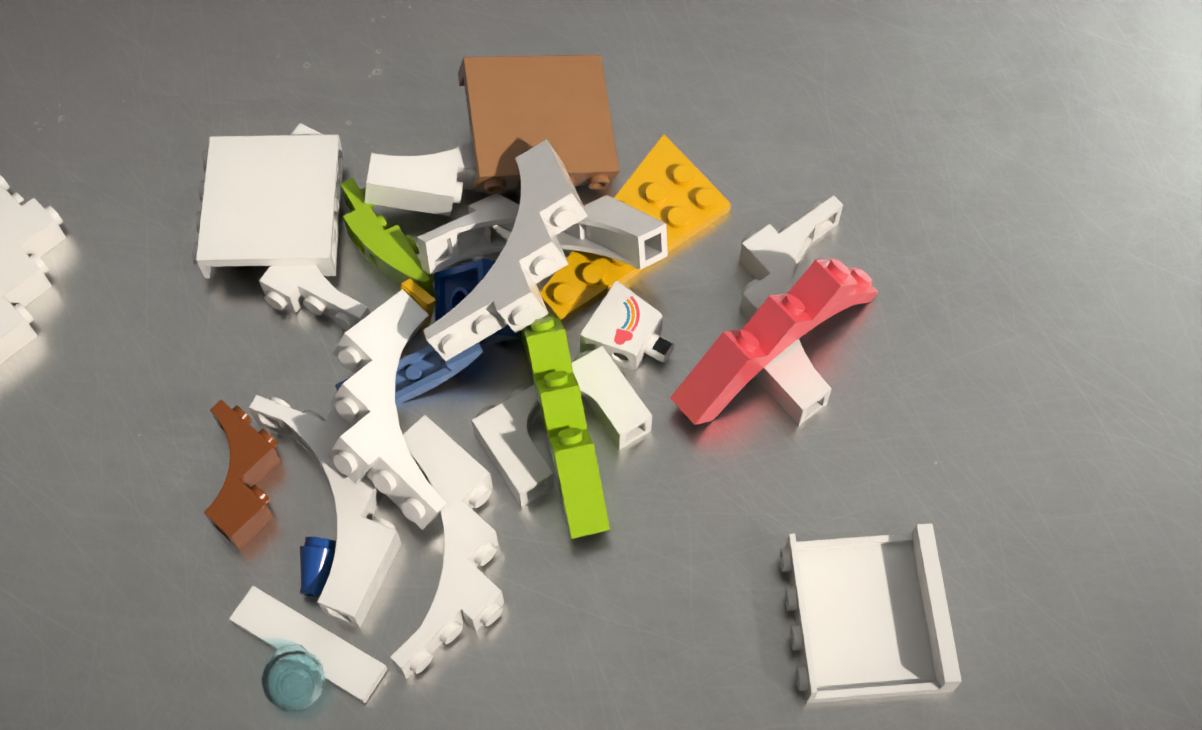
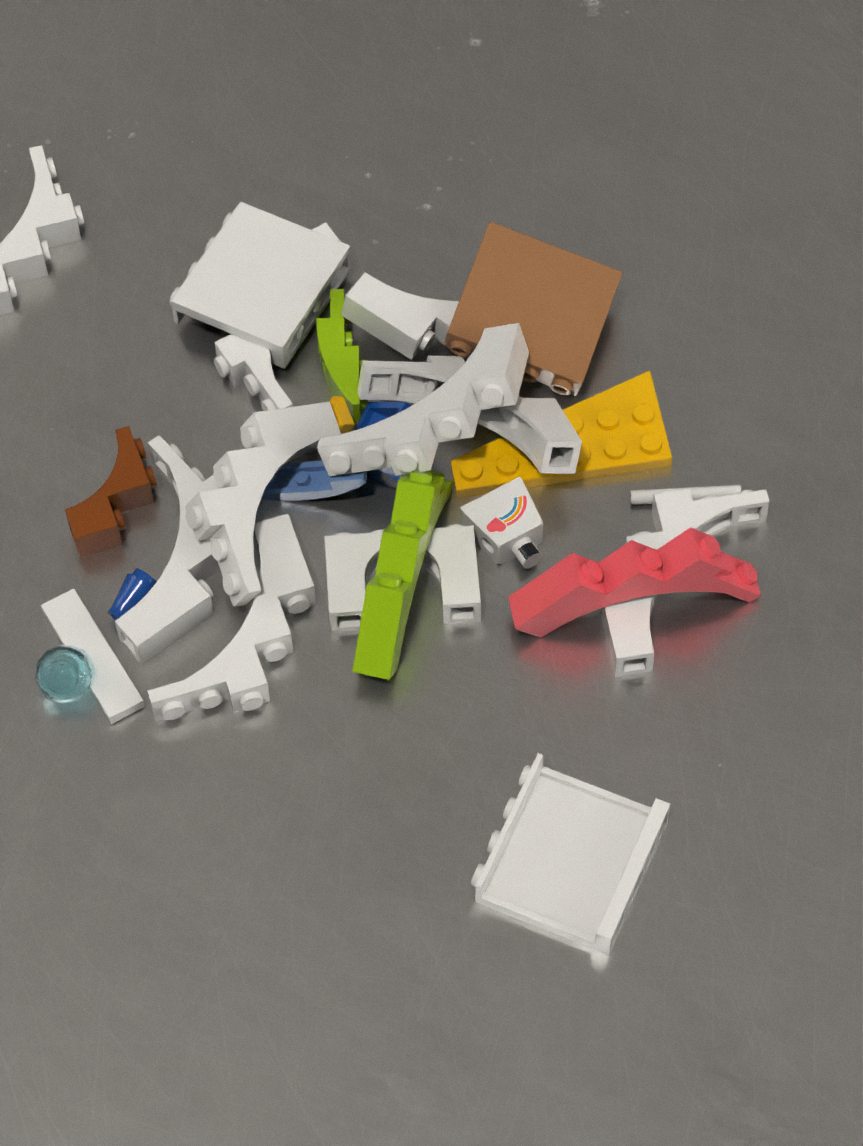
camera: 30 degrees right, 5 degrees down
(776, 221) = (640, 497): none -> white bar

